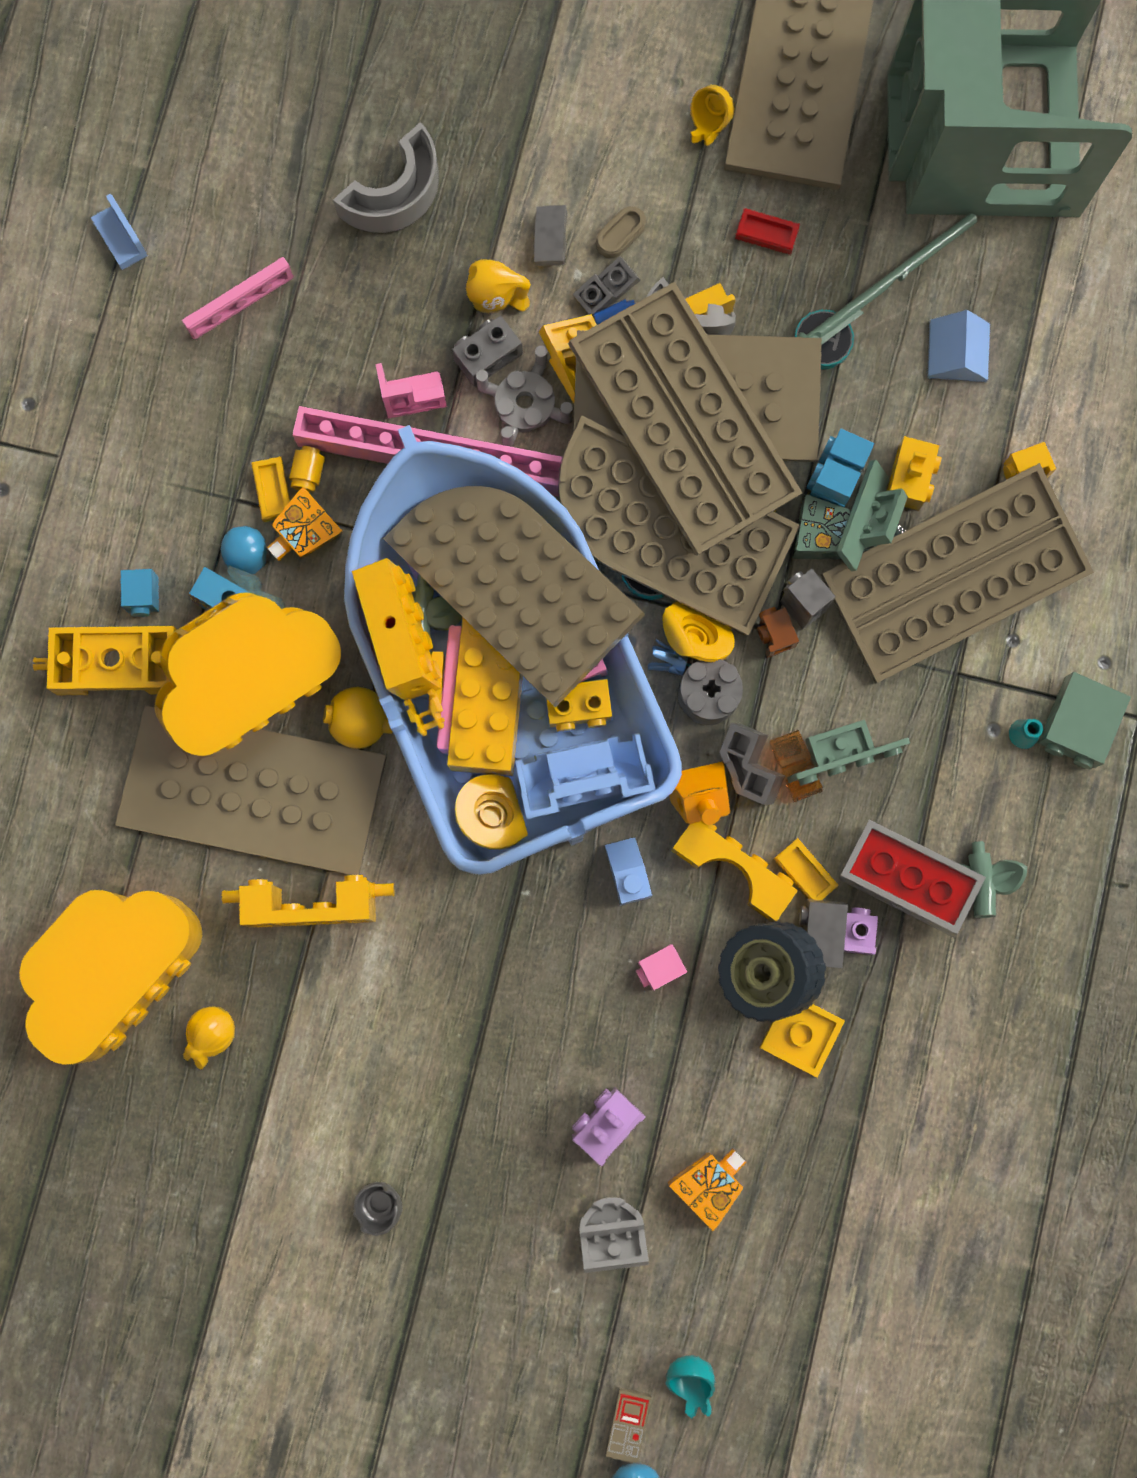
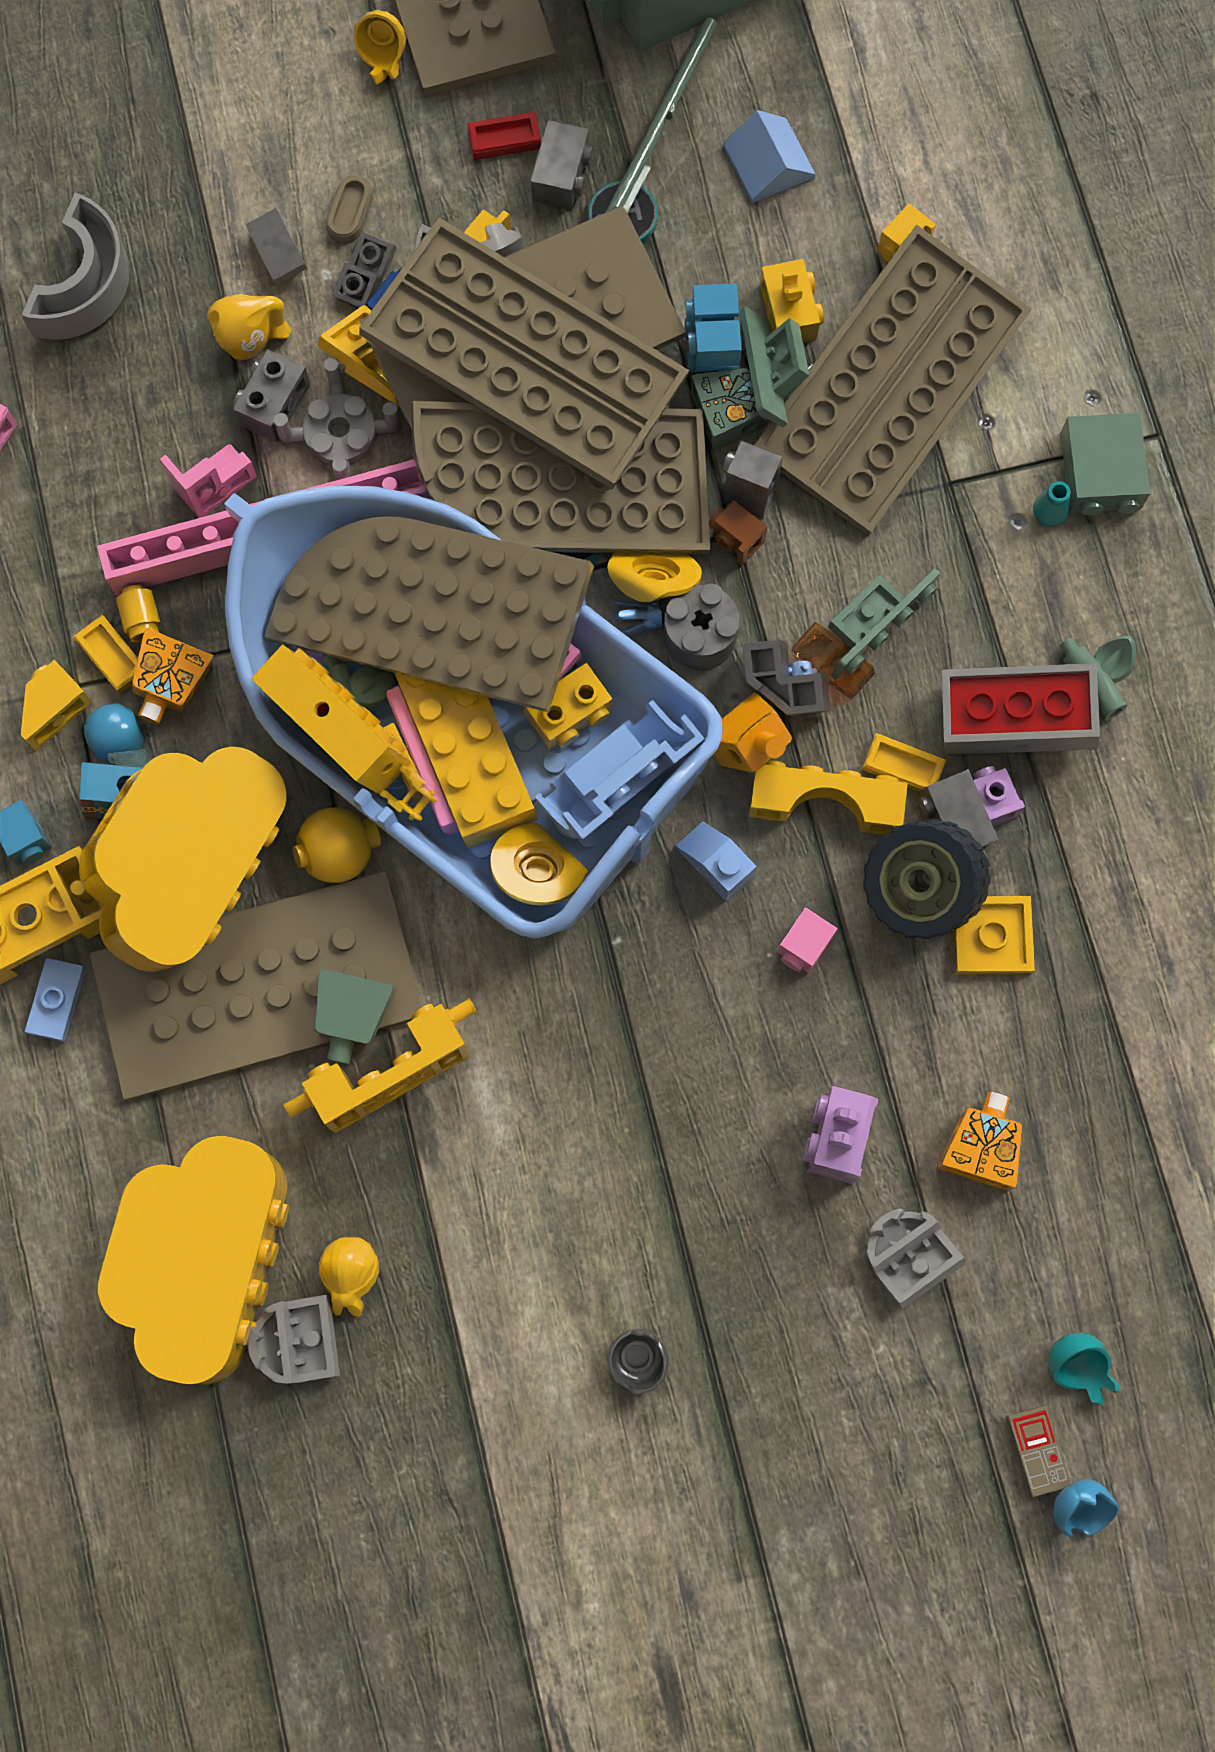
camera: 25 degrees left, 5 degrees down
(104, 727) = (55, 1000): none -> light blue plate
(146, 1064) = (295, 1341): none -> light grey slope
(209, 505) = (50, 704): none -> yellow slope
(304, 847) = (349, 1011): none -> sand green torso
(768, 761) = (801, 668): none -> light blue piece
(796, 277) = (560, 165): none -> flat silver brick

